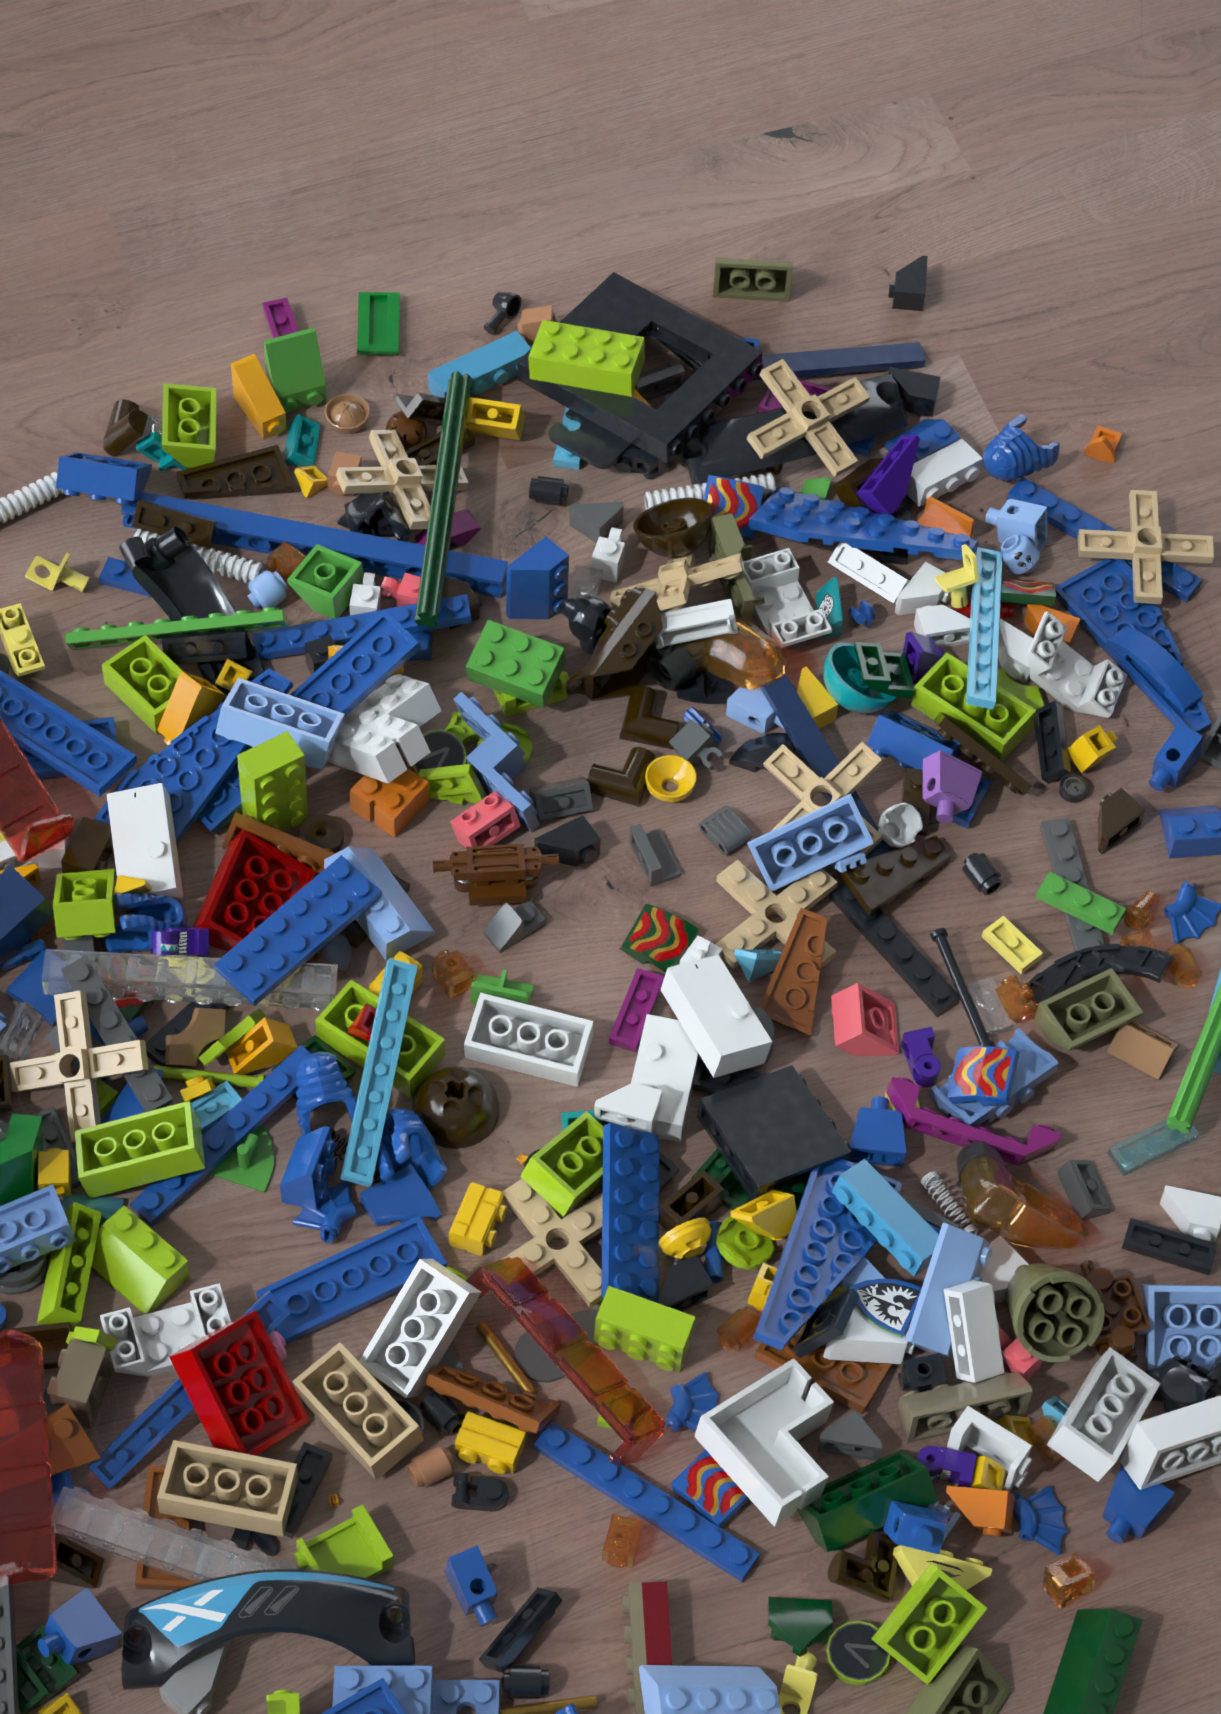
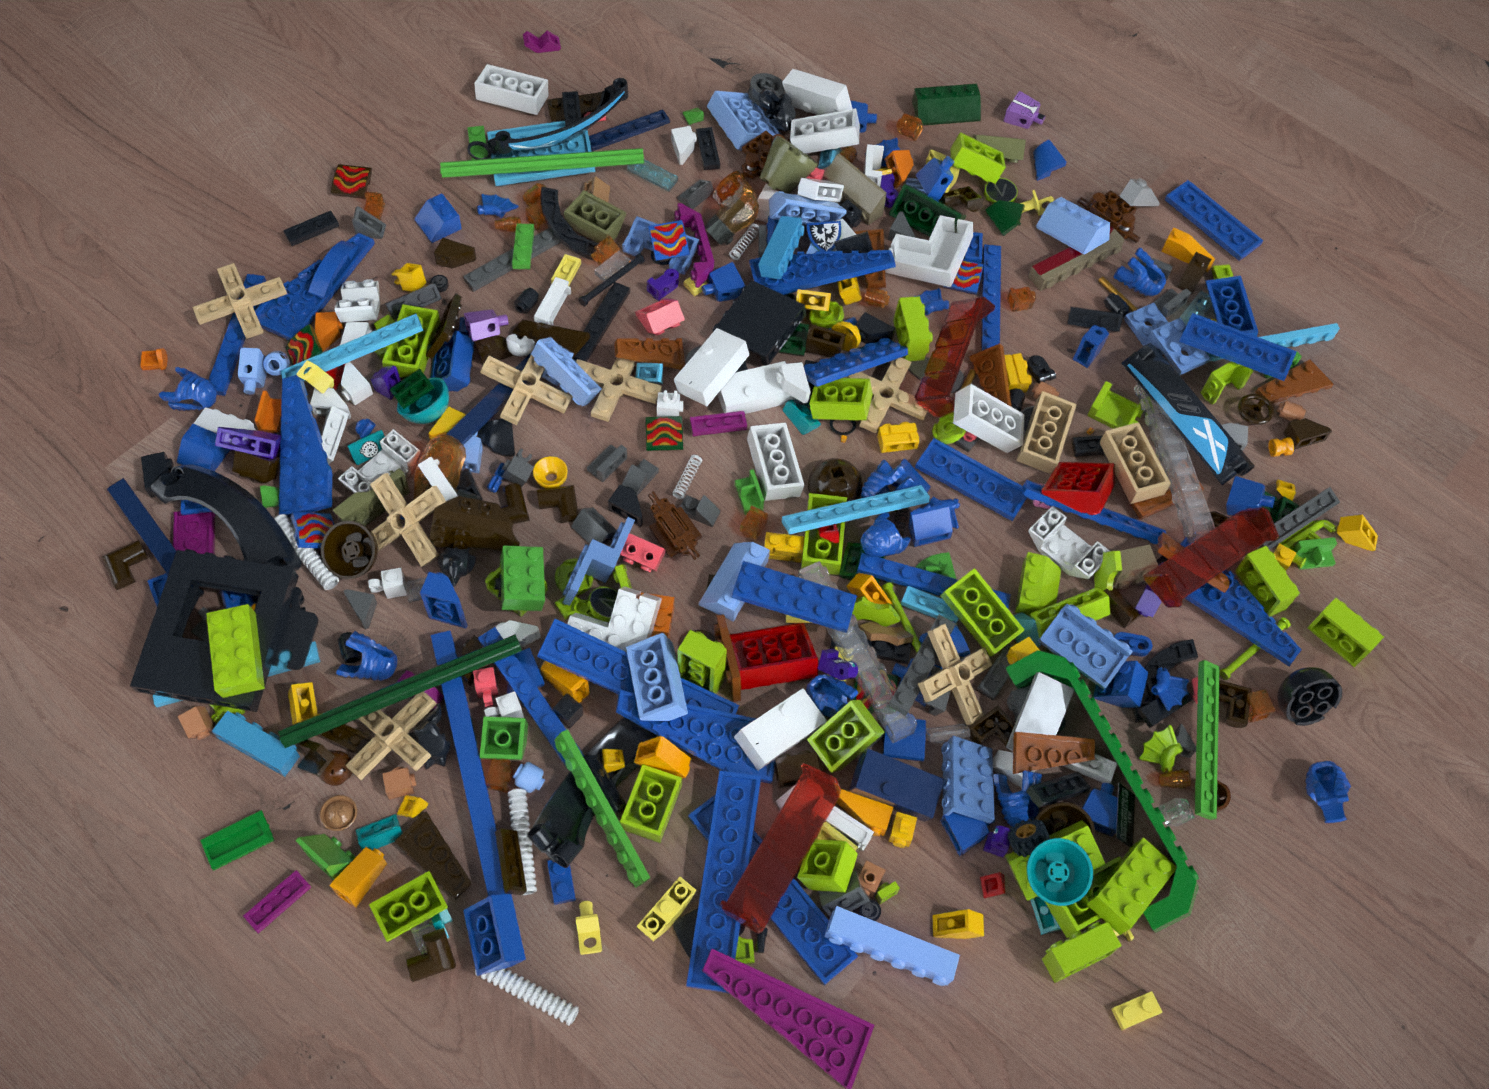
camera: 120 degrees left, 5 degrees up
(131, 885) = (822, 709): yellow slope -> none
(196, 1087) = (917, 612): yellow plate -> none
(457, 648) = (524, 632): none -> white slope
(504, 499) = (376, 663): none -> blue hair
(507, 306) = (181, 760): black bar -> none
(557, 914) = (693, 462): none -> white piece
(608, 882) = (640, 476): none -> dark grey slope
(725, 830) = (568, 434): dark grey piece -> none
(752, 279) = (86, 608): olive slope -> none
(758, 1531) = (974, 251): none -> blue plate
(795, 425) = (222, 503): tan piece -> none
(802, 324) = (119, 563): none -> dark brown brick
(910, 286) = (53, 512): black slope -> none
(957, 899) = (552, 301): none -> white container
(1176, 758) = (396, 237): blue torso -> none

